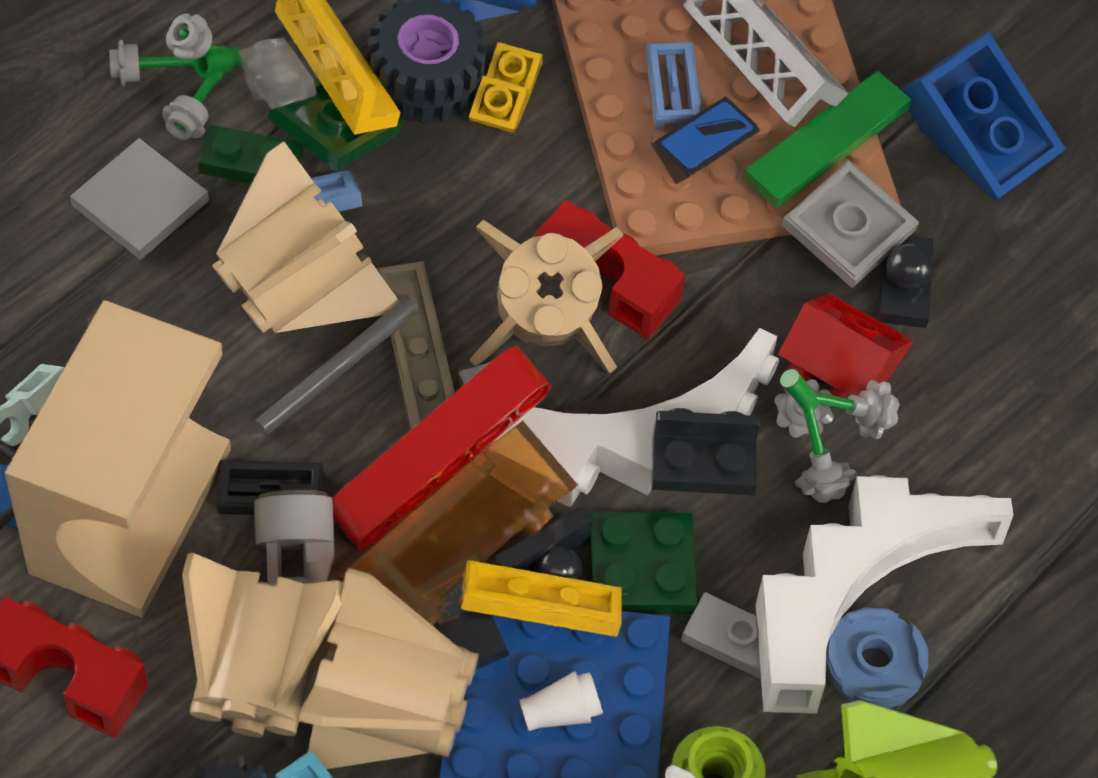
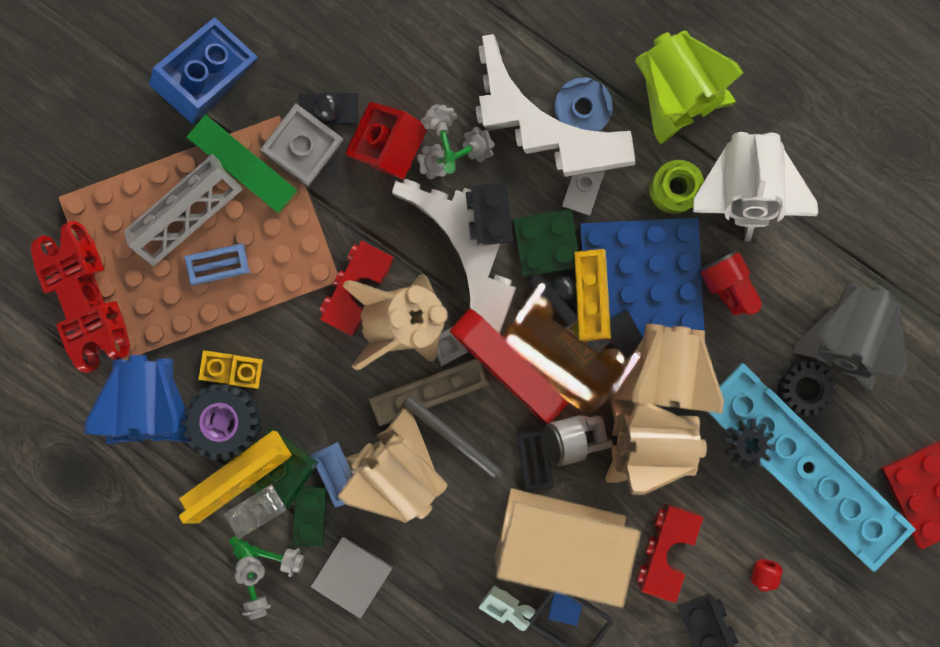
camera: 90 degrees left, 30 degrees up
(562, 703) = (654, 274): white cone -> none
(704, 139) = (260, 239): slope -> none

